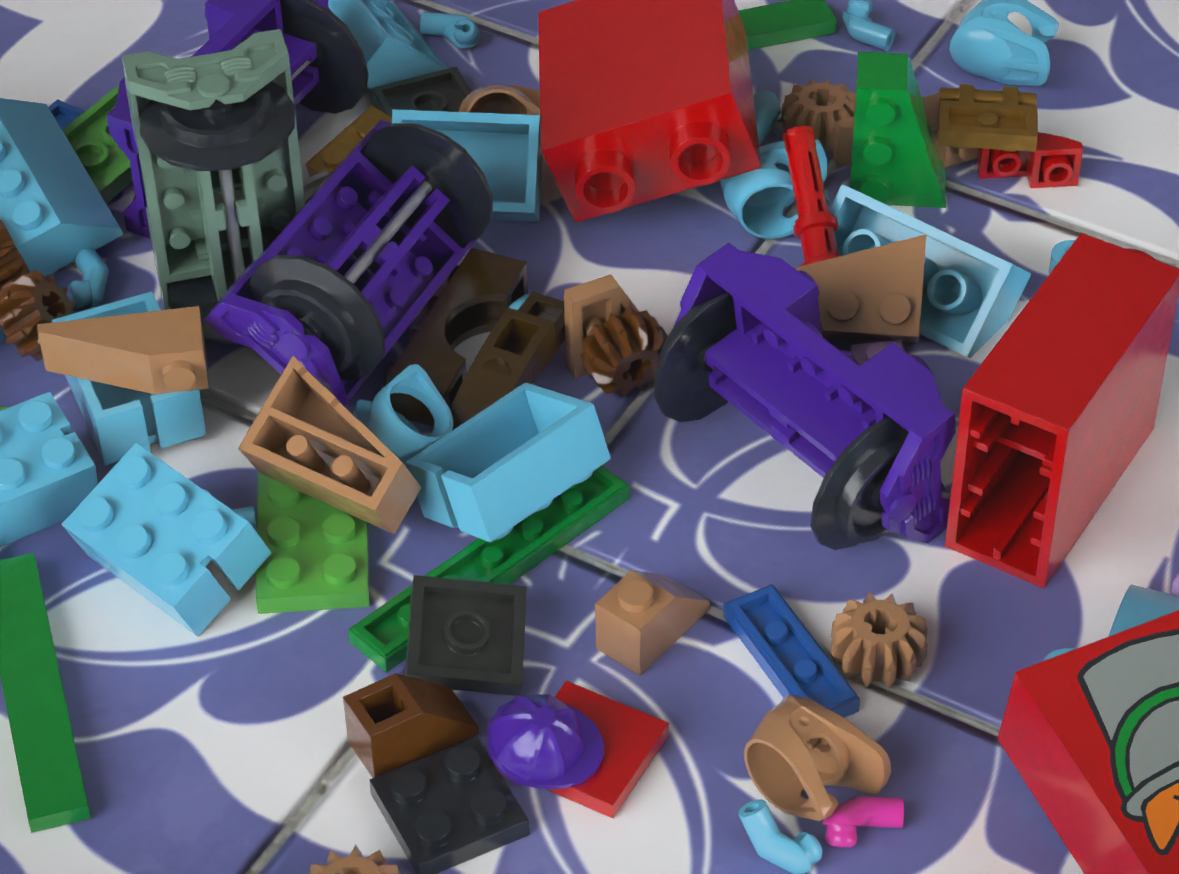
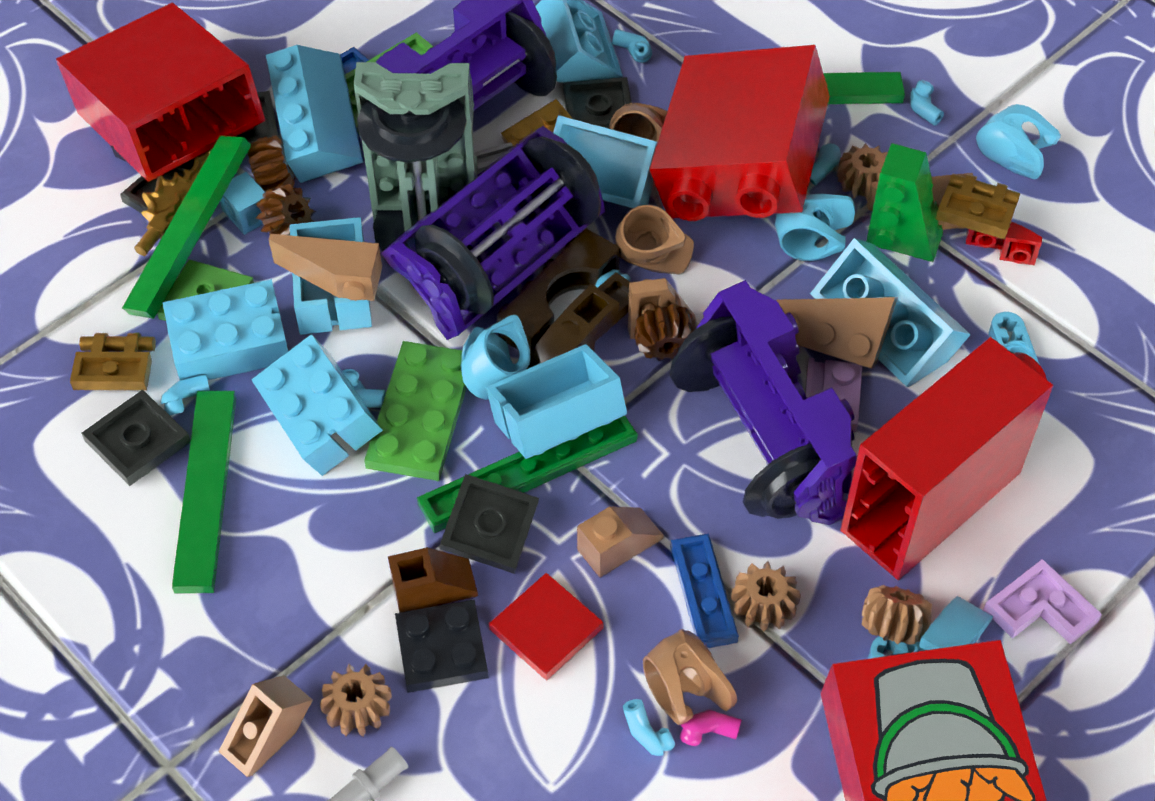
camera: 15 degrees right, 10 degrees up
(95, 272) = (337, 187): medium azure arm -> none
(327, 453) = (435, 367): medium nougat wedge -> none
(544, 743) = (513, 618): dark purple piece -> none
(565, 250) = (653, 241): none -> medium nougat helmet
(814, 223) = (827, 263): red pin -> none
(1062, 617) = (896, 614): none -> medium nougat gear

